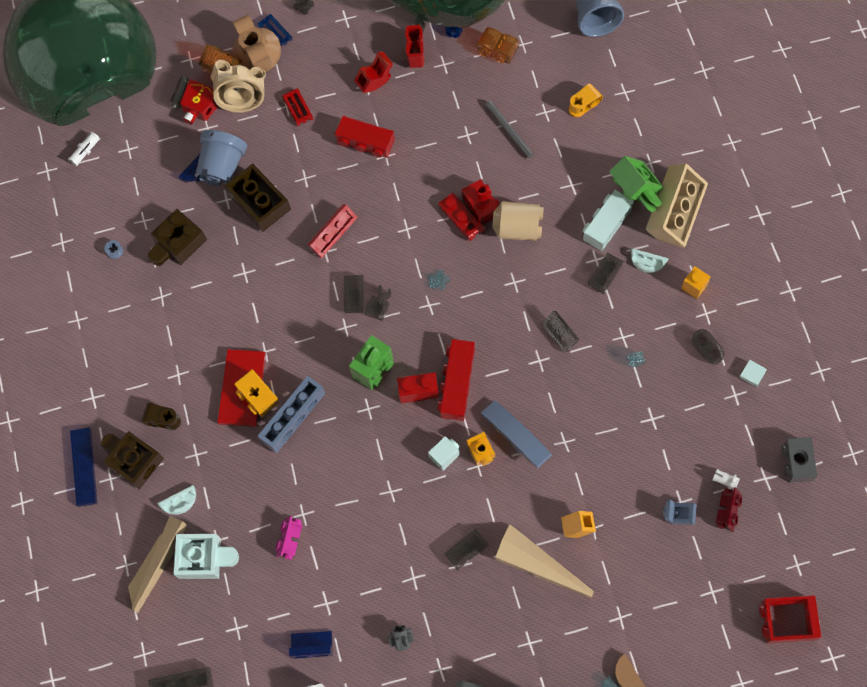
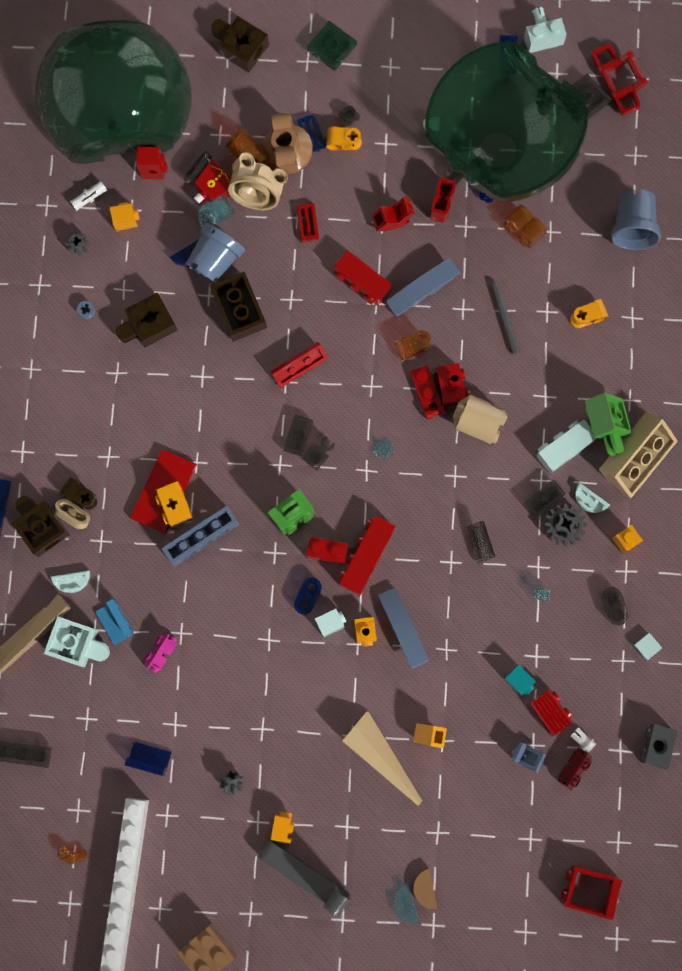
camera: 15 degrees right, 10 degrees up
(87, 193) = (81, 245): none -> dark grey gear
(124, 155) = (124, 216): none -> light orange brick
(134, 99) = (151, 163): none -> red brick
(159, 437) = (71, 514): none -> tan plate
(209, 120) = (217, 210): none -> clear light blue piece
(234, 525) = (114, 622): none -> dark azure panel
(304, 25) = (341, 138): none -> light orange piece
(414, 437) = (308, 596): none -> clear blue plate
(423, 126) = (423, 287): none -> sand blue slope
(433, 178) = (410, 345): none -> clear orange piece
(466, 549) = (319, 721): clear smoke plate -> none
(466, 664) = (282, 827): none -> light orange brick
(633, 281) = (568, 532): none -> dark grey gear
(645, 444) = (520, 680): none -> teal brick
(685, 463) = (550, 712): none -> red brick

